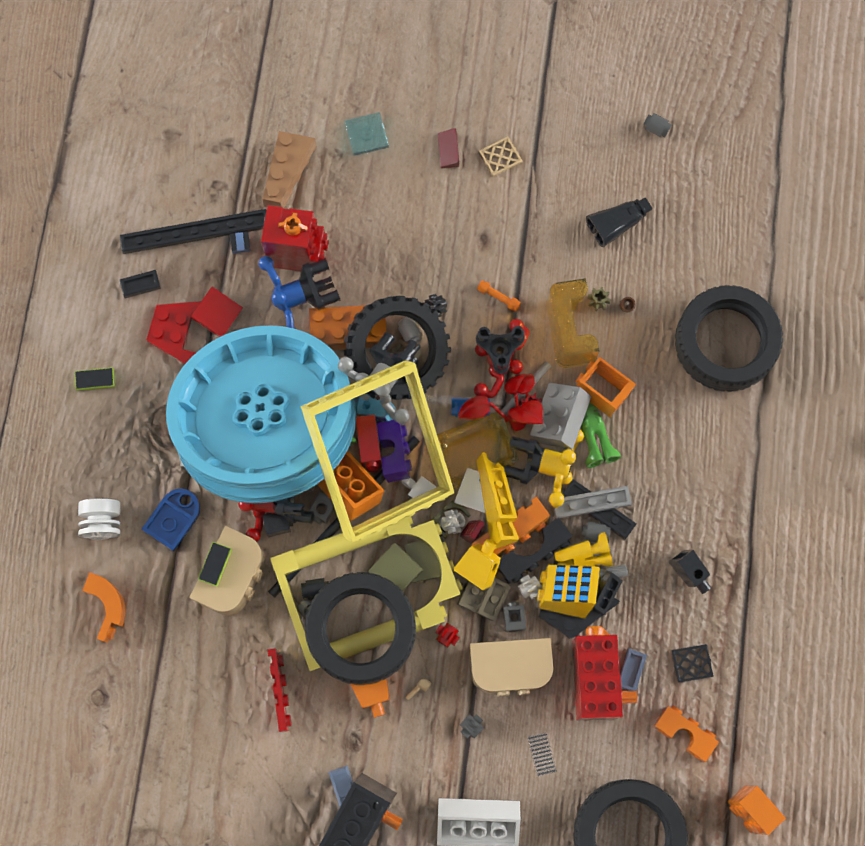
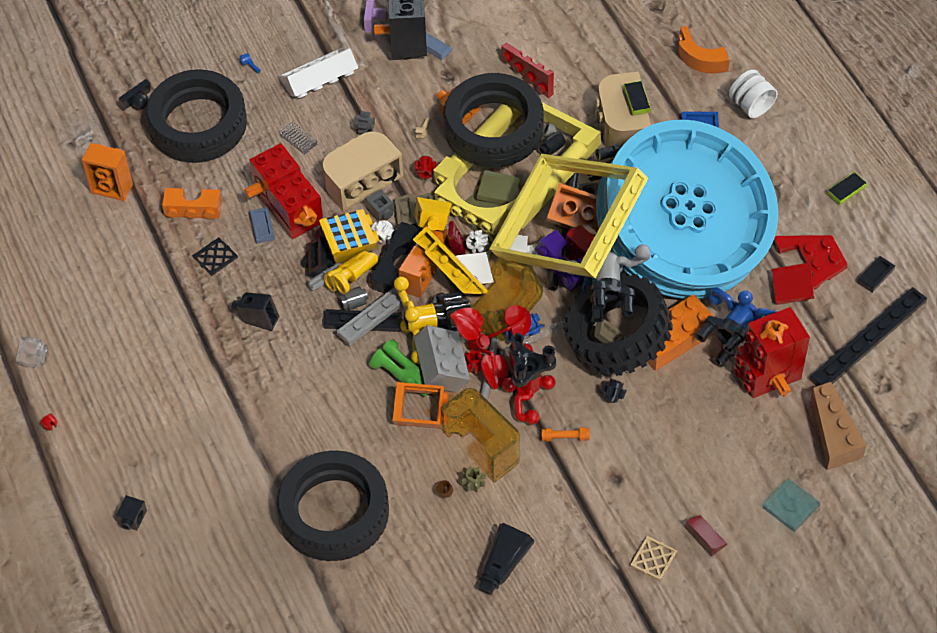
camera: 150 degrees right, 20 degrees down
(240, 242) = (822, 351): tile -> none

